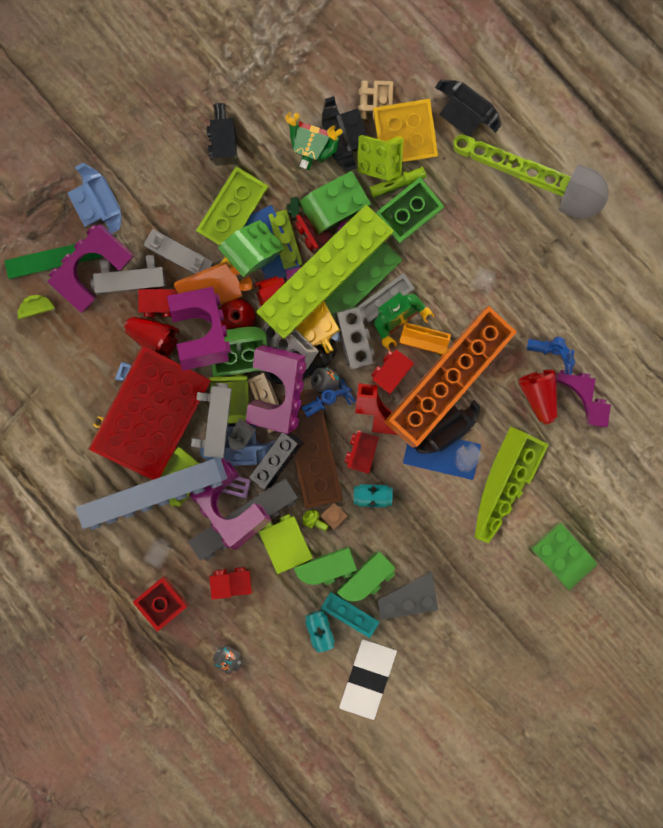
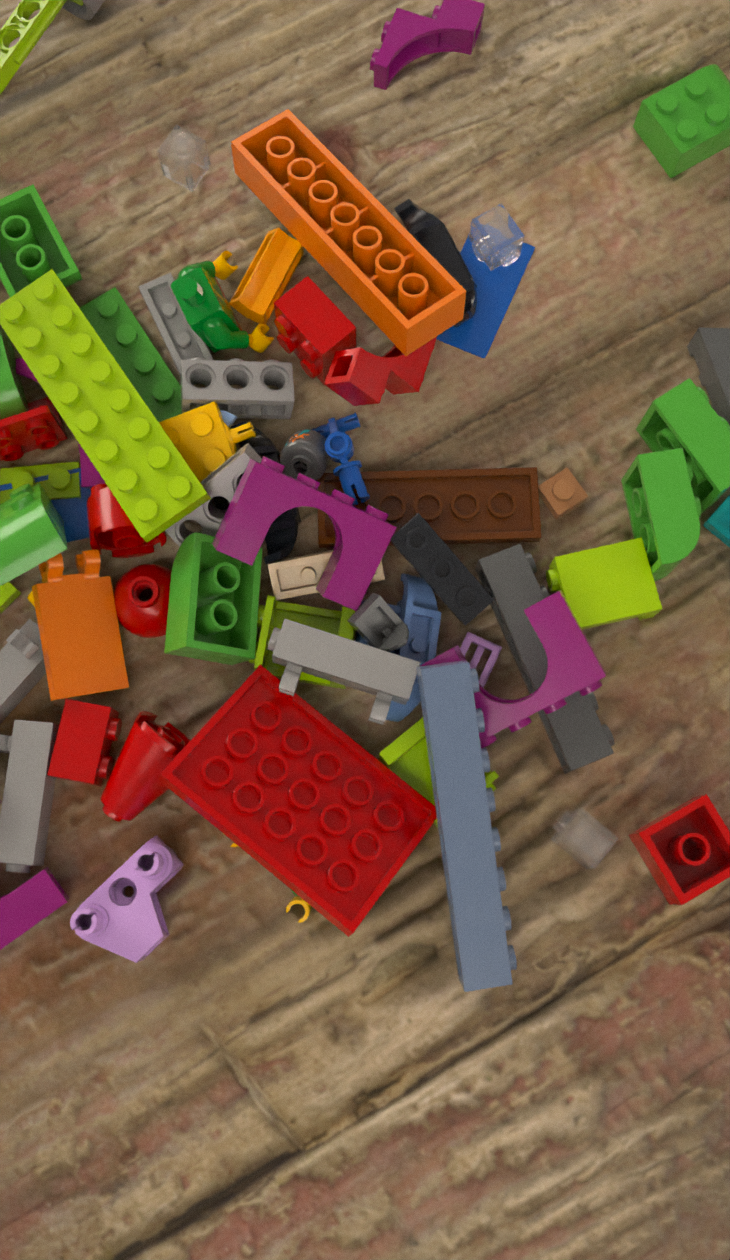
camera: 85 degrees left, 10 degrees down
(34, 305) = (31, 1001): lime plate -> none
(78, 343) = (133, 923): none -> lavender piece
(122, 372) = (208, 839): light blue tile -> none
(210, 348) = (109, 640): magenta arch -> none
(229, 584) = (666, 704): red brick -> none
(312, 520) = (562, 533): lime plate -> none
(362, 451) = (450, 420): red bracket -> none
(364, 495) = (541, 401): teal piece -> none
(510, 472) = (529, 174): lime wedge -> none
(541, 394) = (406, 98): red cone -> none
(557, 347) = (329, 64): blue pin -> none

